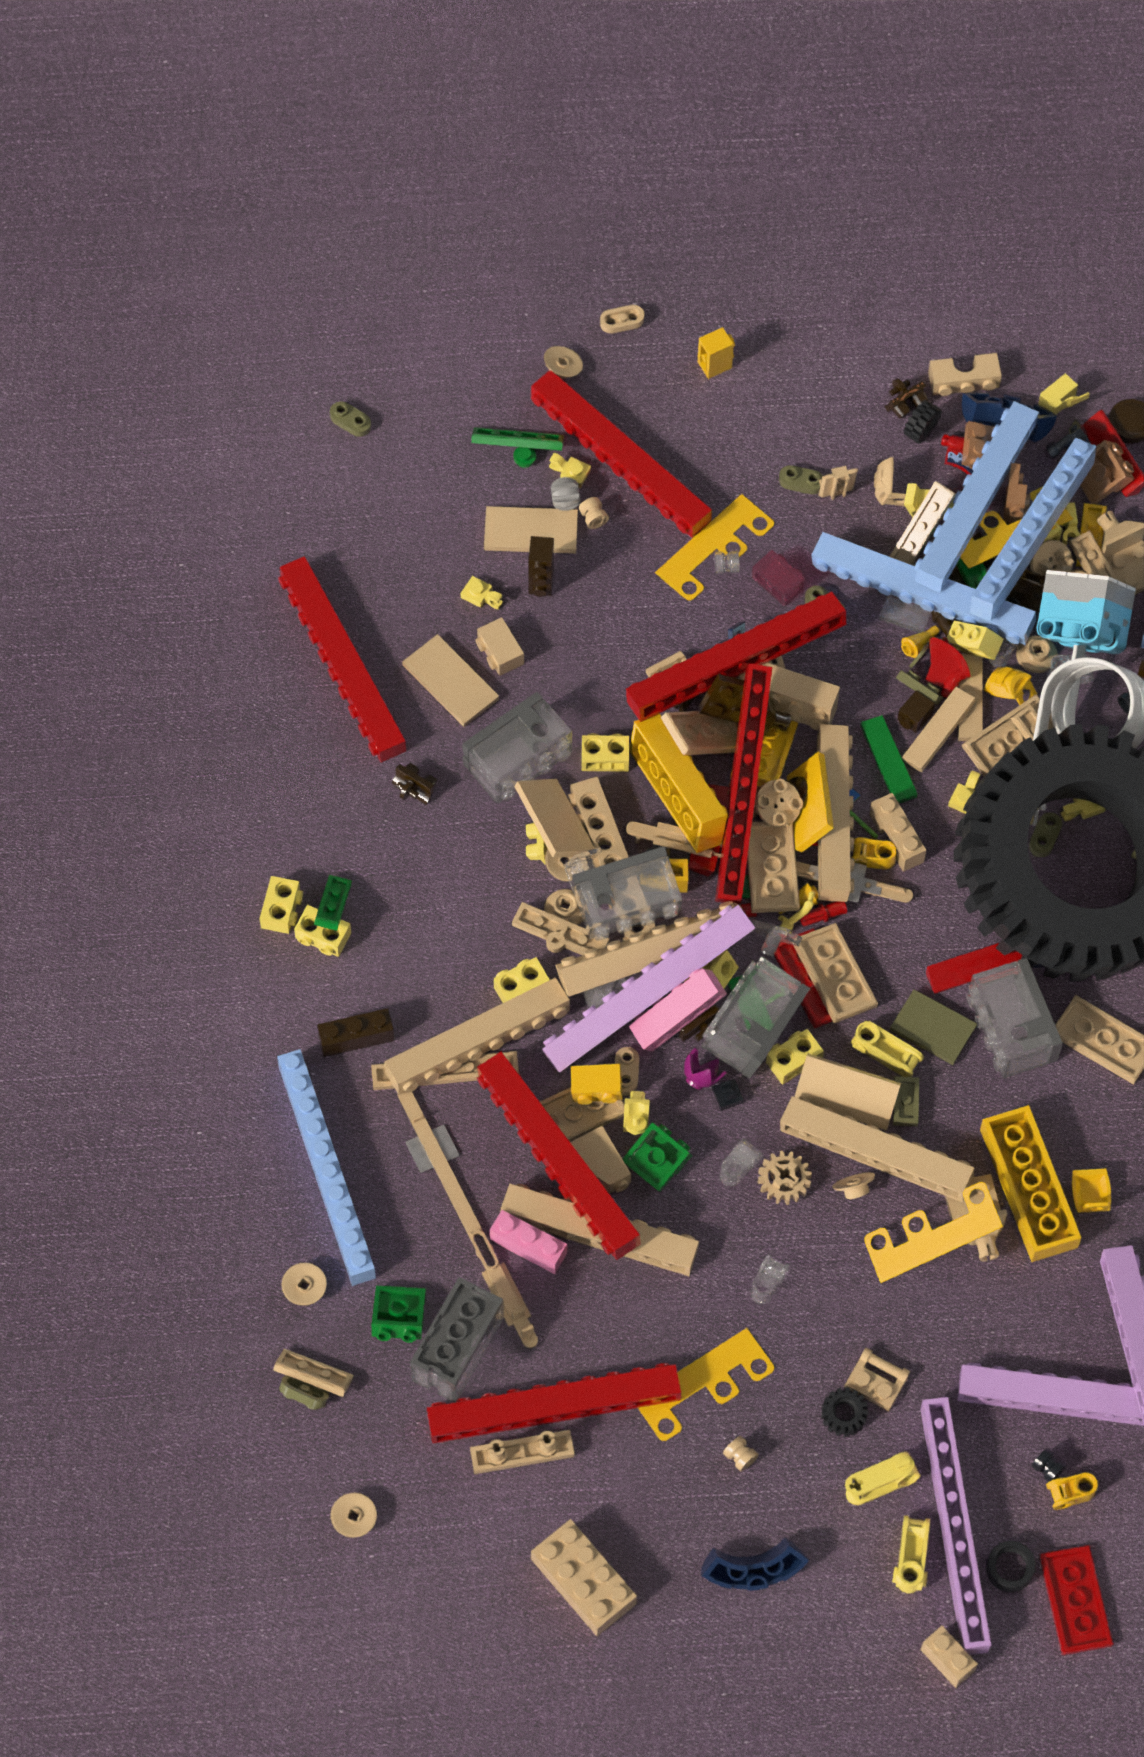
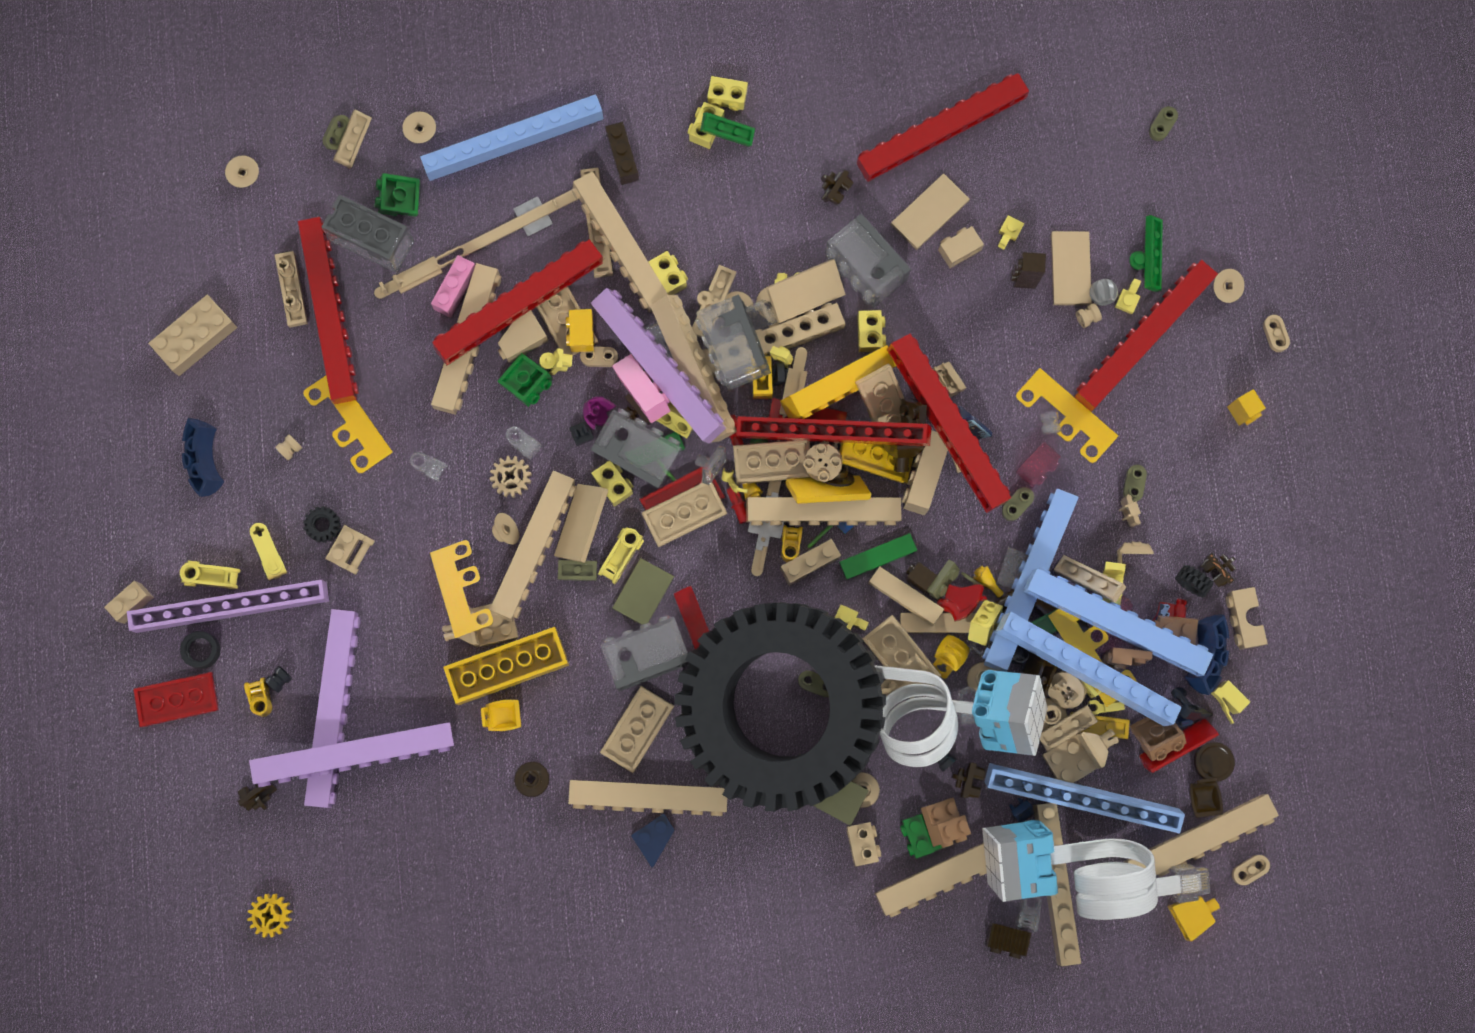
camera: 85 degrees right, 15 degrees up
(637, 845) = (782, 355): none -> light yellow plate

